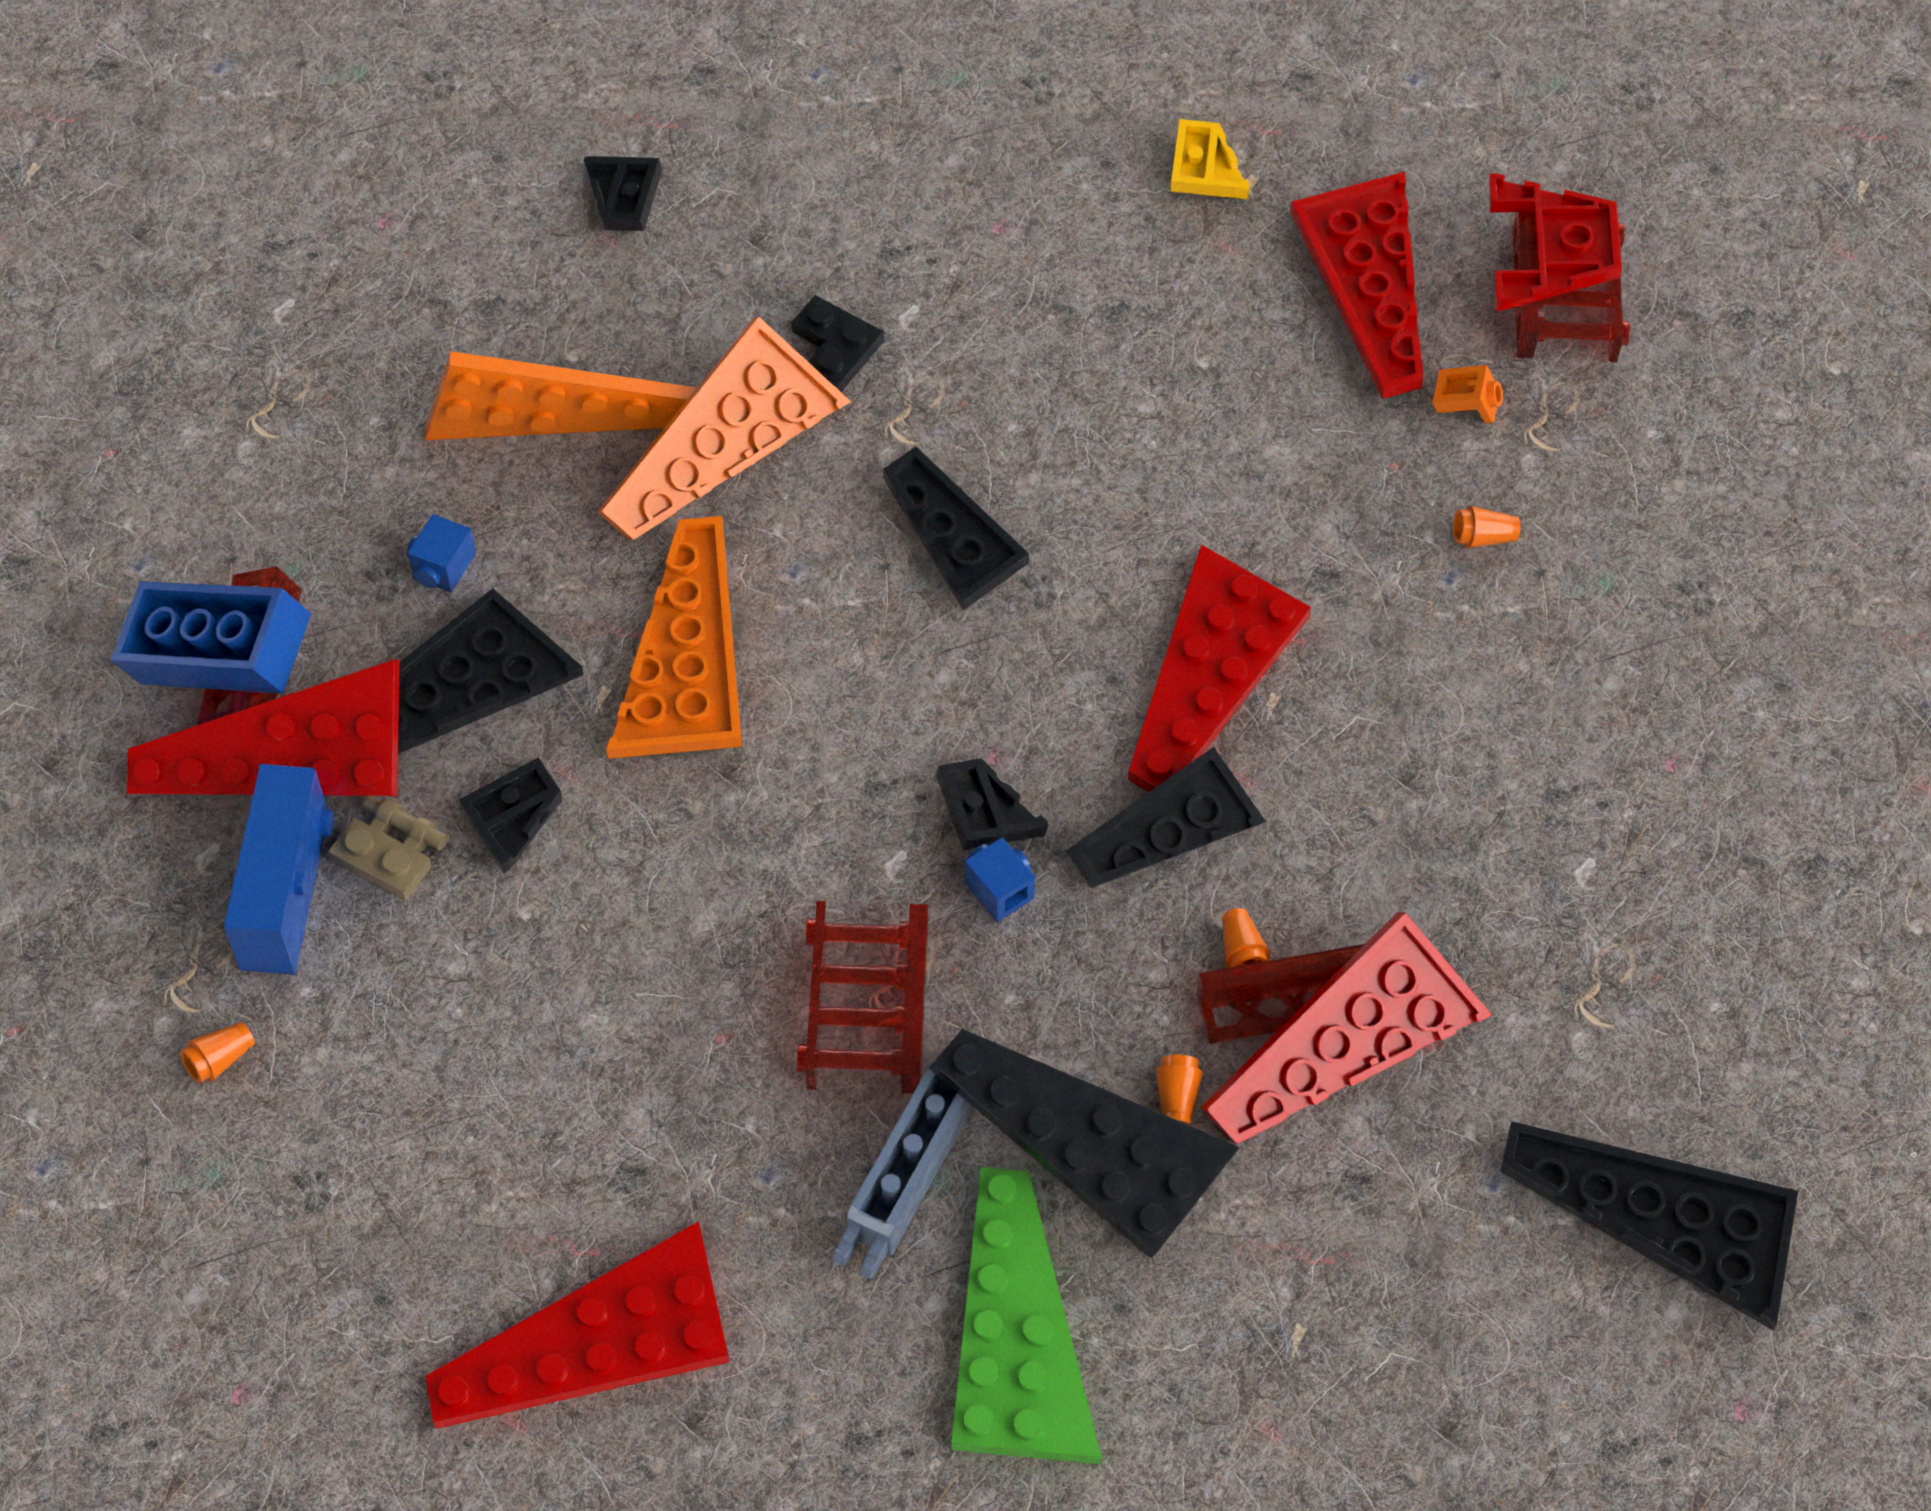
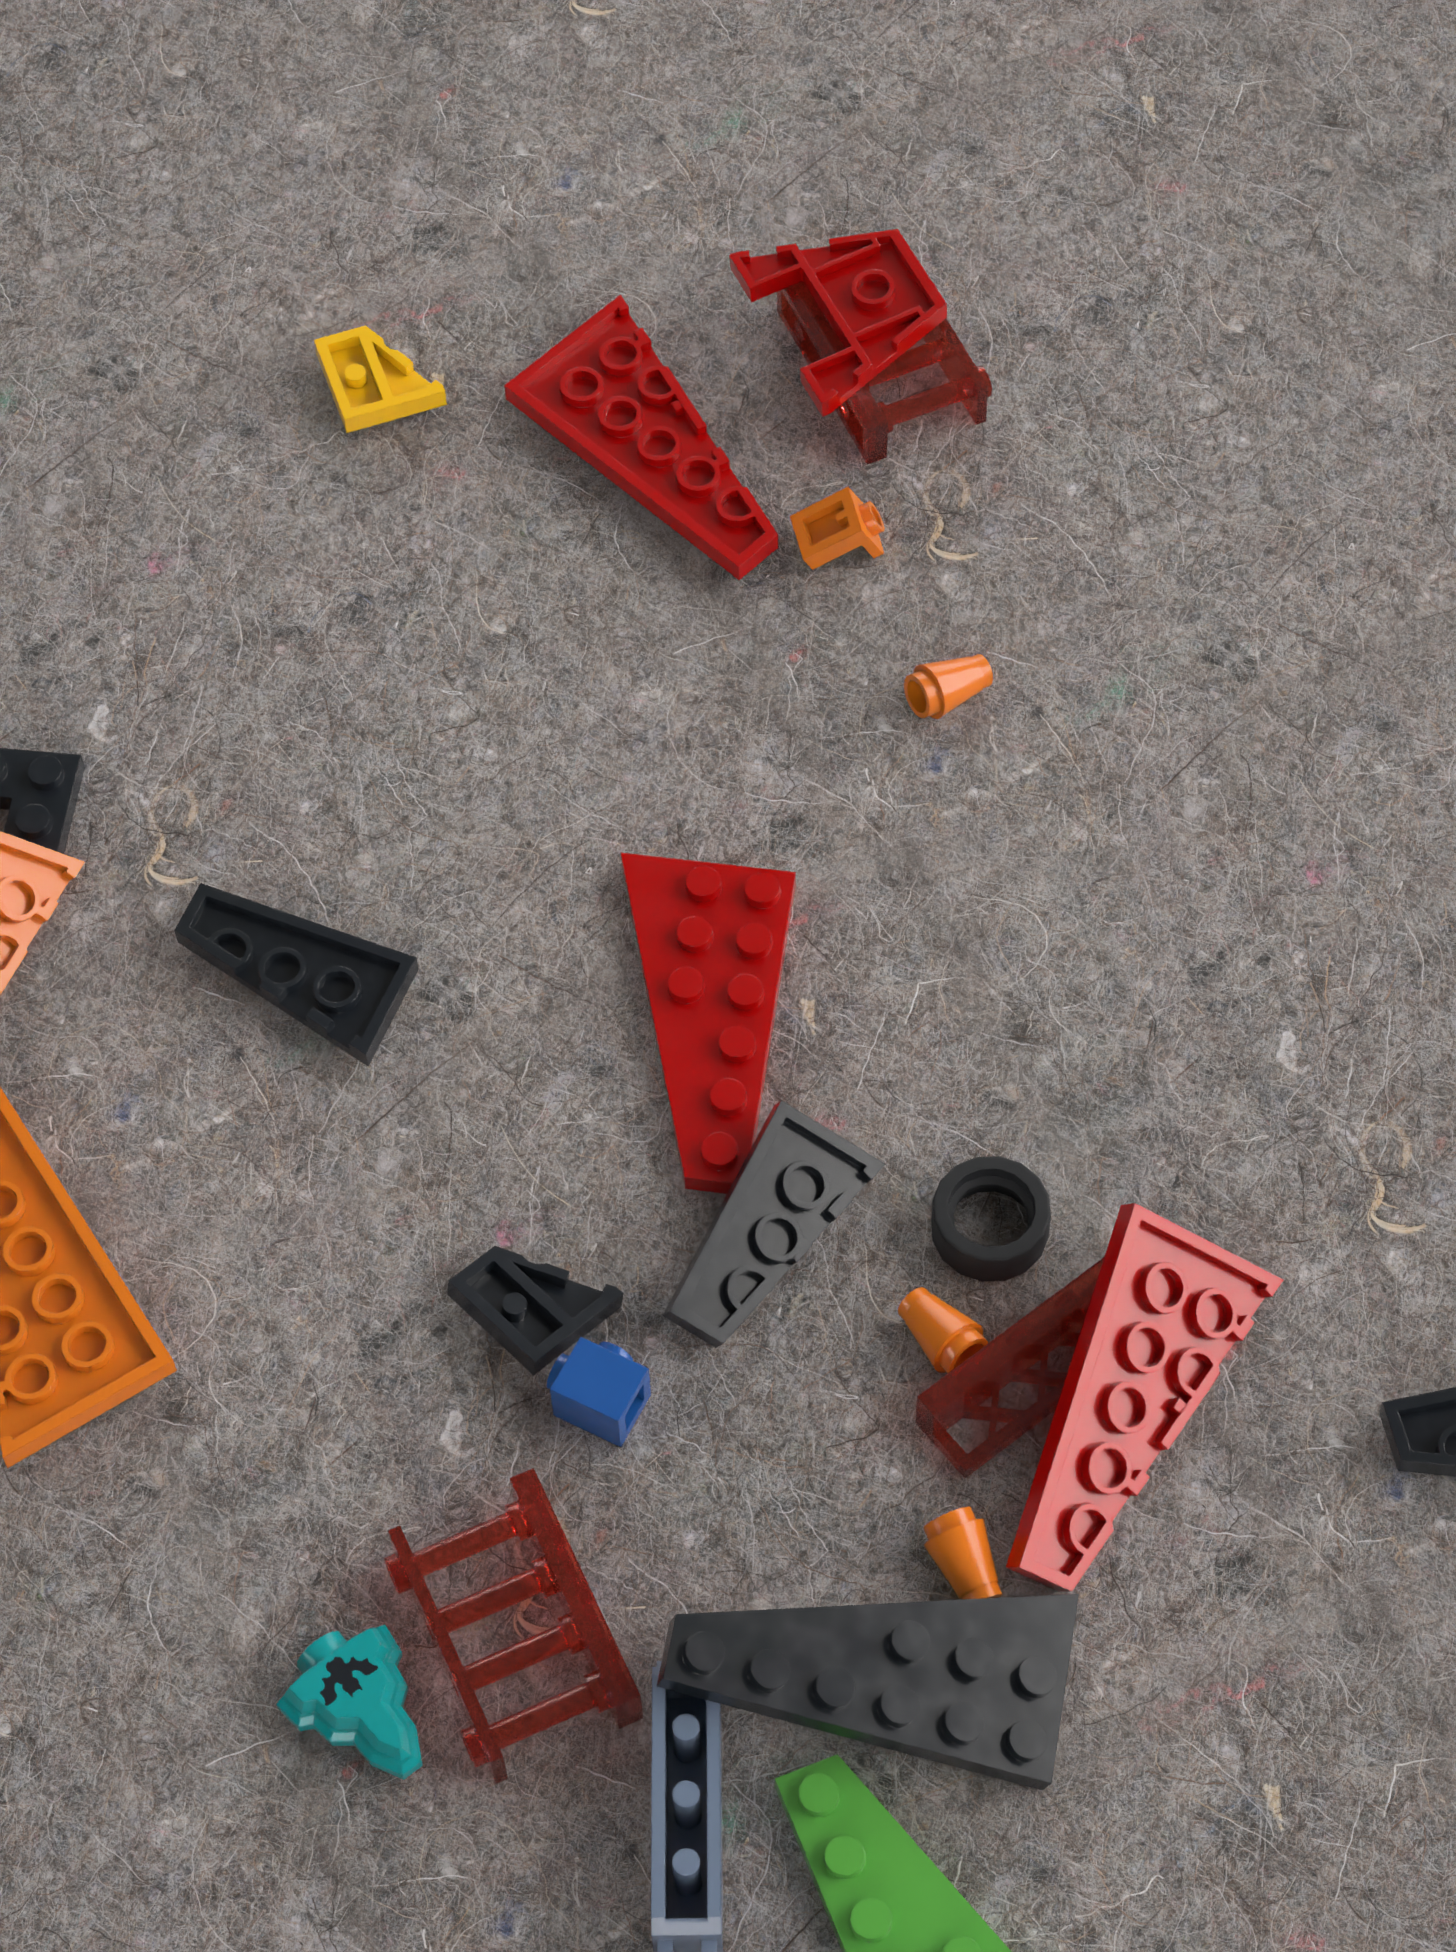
camera: 25 degrees left, 0 degrees up
(746, 994) = (356, 1698): none -> teal rock
(1326, 857) = (999, 1176): none -> black tyre

